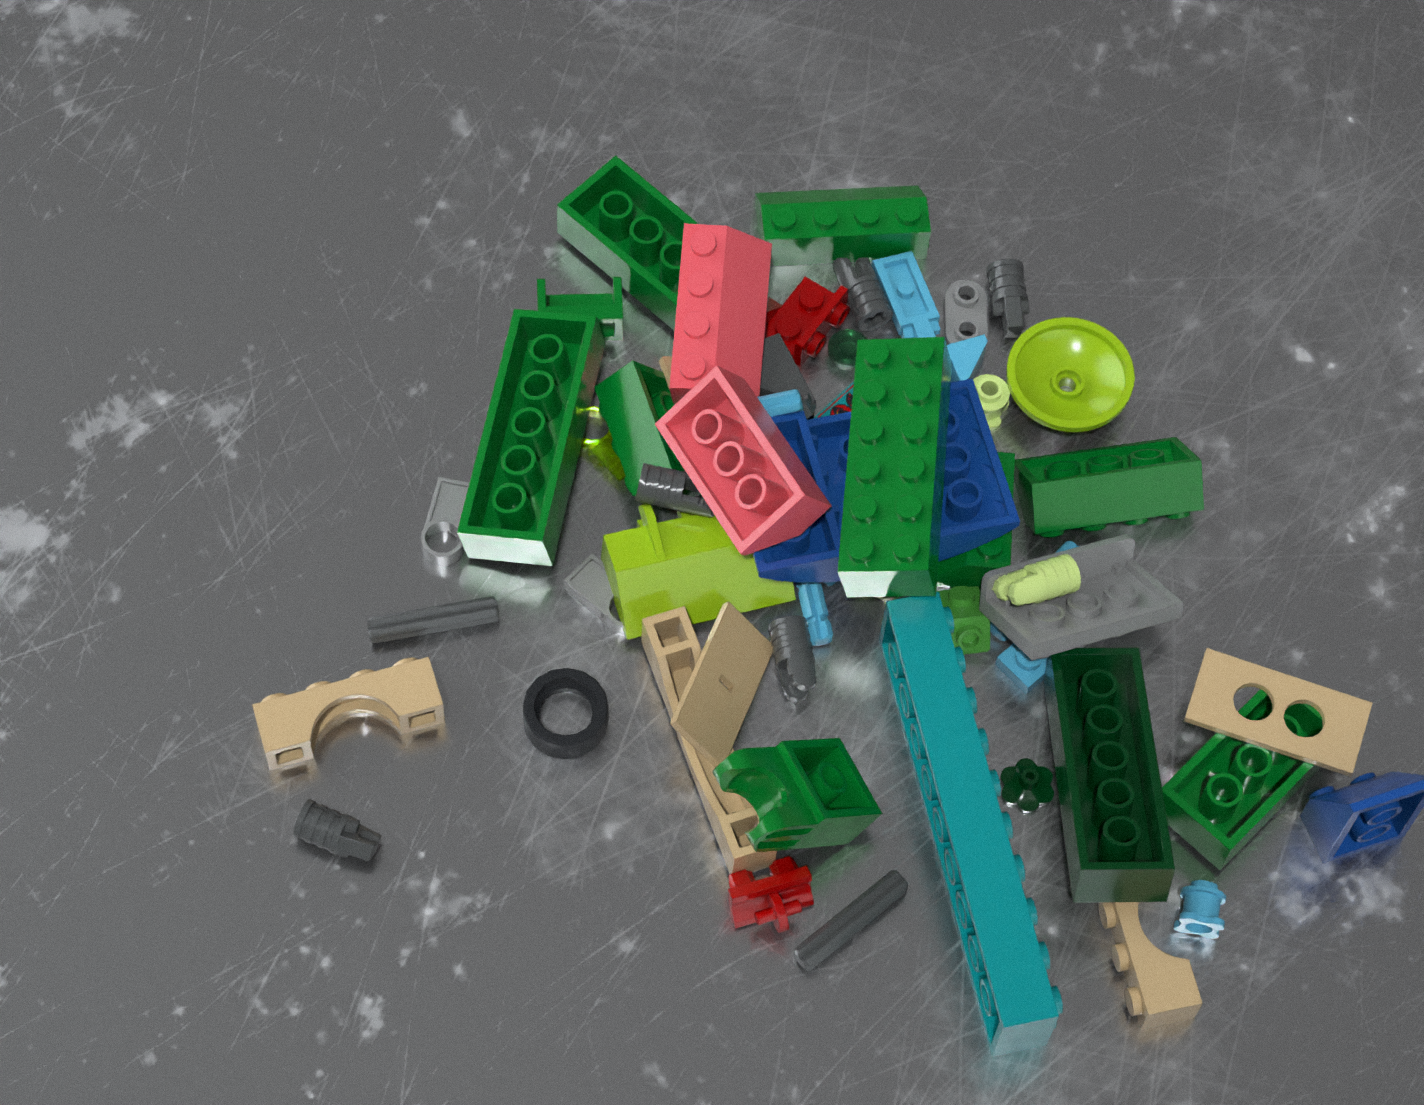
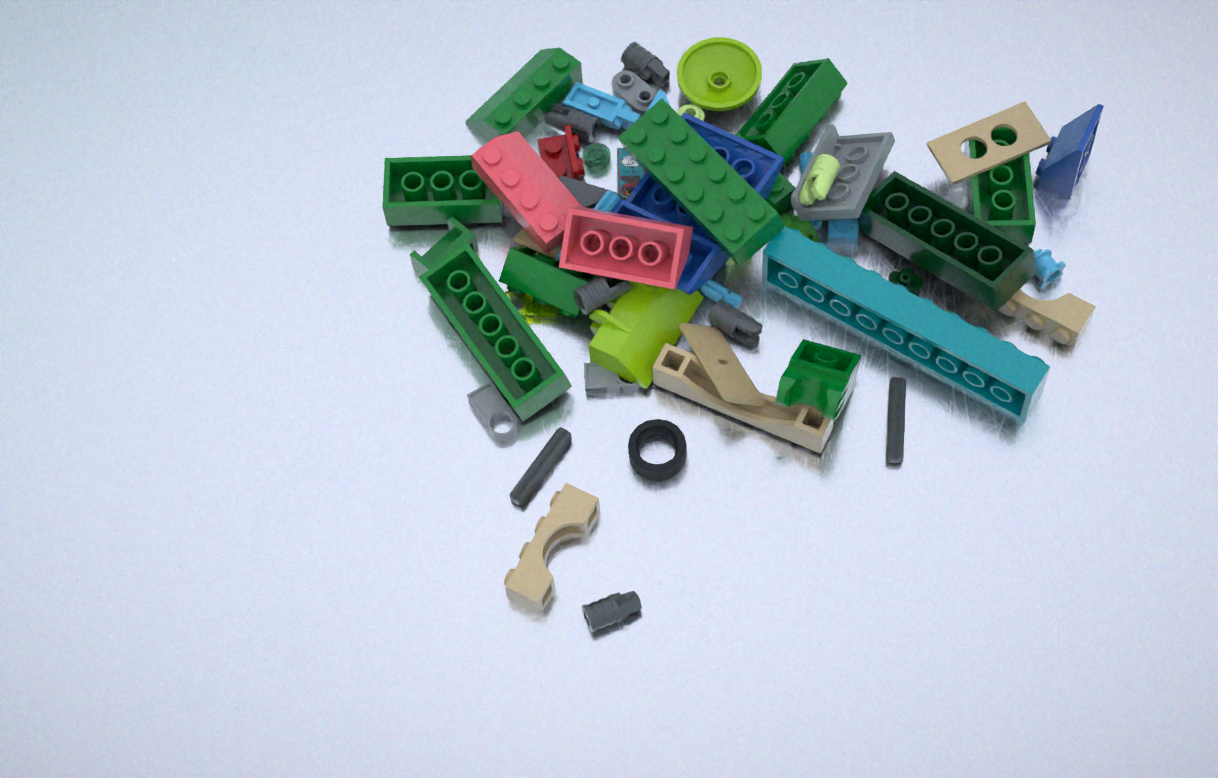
camera: 35 degrees left, 0 degrees up
(771, 897) = (852, 445): red hips -> none

